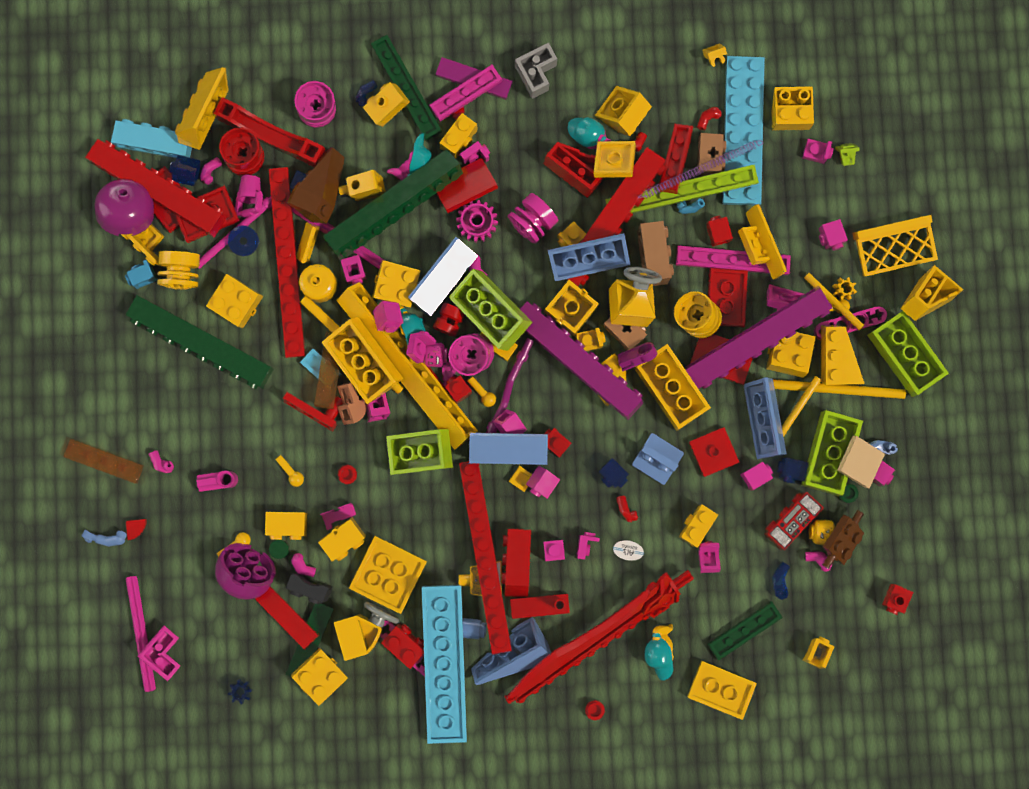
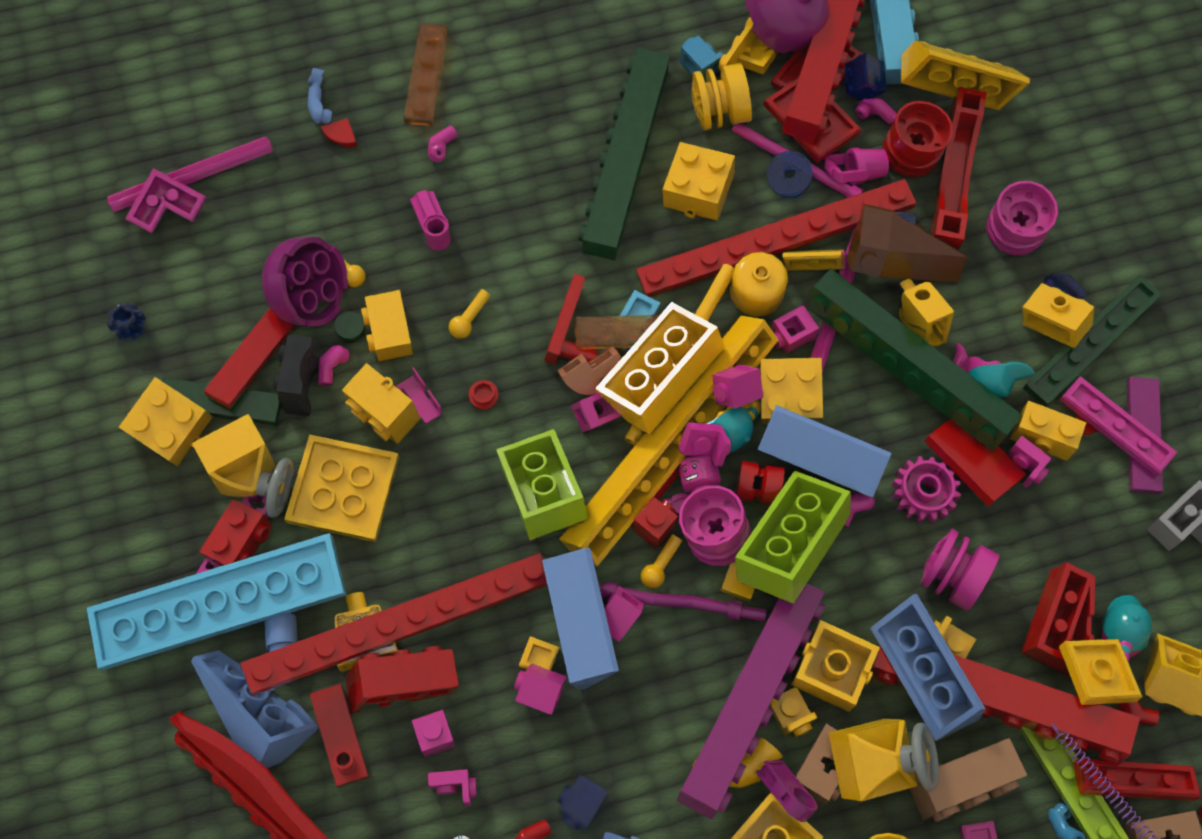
camera: 75 degrees right, 15 degrees down
(557, 442) = (611, 697): red bracket -> none

